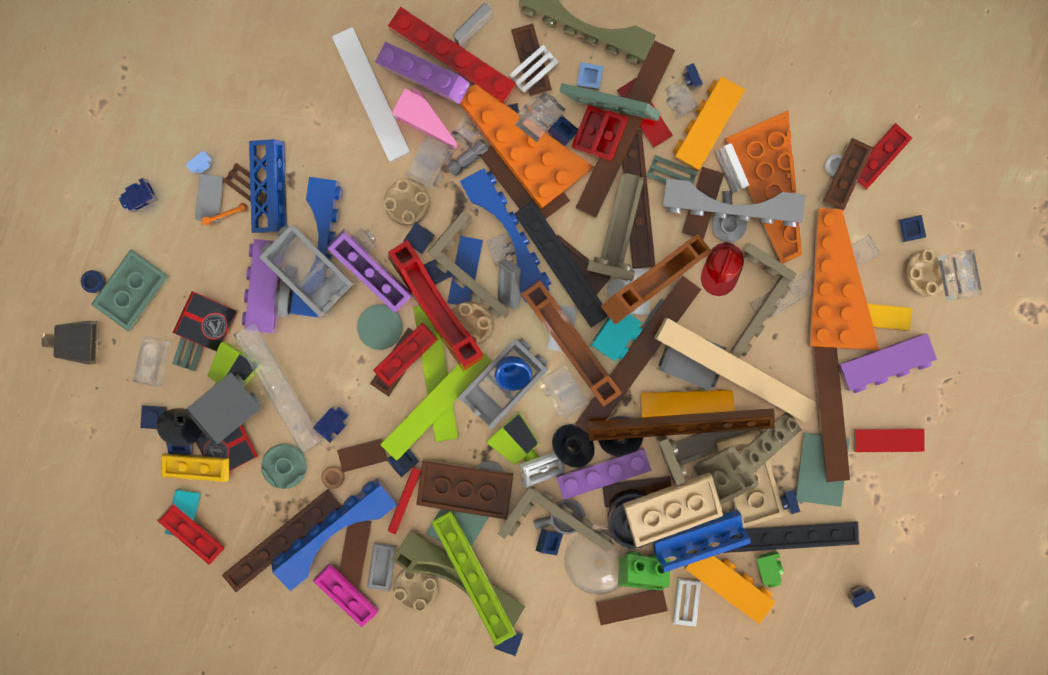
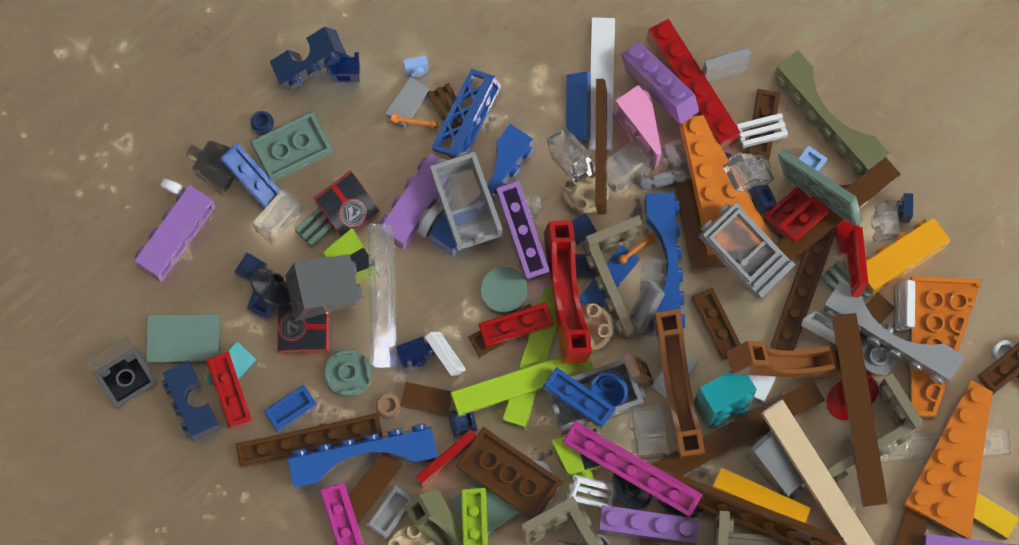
camera: 25 degrees right, 15 degrees down
(46, 380) = (171, 187): none -> white tile
(71, 420) = (174, 233): none -> medium lavender brick
(91, 563) = (121, 371): none -> black slope
(107, 338) = (249, 175): none -> tile
(111, 194) = (324, 51): none -> dark blue arch
(128, 507) = (182, 338): none -> sand green tile
(147, 549) = (197, 420): none -> dark blue arch
(195, 467) = (265, 331): yellow tile -> none
(251, 520) = (290, 408): none -> blue tile
(357, 409) = (445, 353): none -> white tile
(361, 127) = (579, 105): none -> blue tile
(376, 180) = (570, 155): none -> clear brick
(399, 159) = (601, 148): none -> reddish brown tile
(482, 217) = (650, 238): none -> orange hinge
(491, 395) = (579, 398): none -> blue tile
(530, 346) = (638, 369): none -> reddish brown tile
(561, 263) = (703, 313): black tile -> none
(566, 435) = (632, 468): none -> dark pink tile
(571, 191) = (745, 250): none -> light grey door
(619, 230) = (773, 307): dark tan bracket -> none
(672, 224) = (819, 325): none -> white tile
(673, 154) = (856, 261): none -> red tile
(735, 287) = (859, 410): none -> reddish brown tile

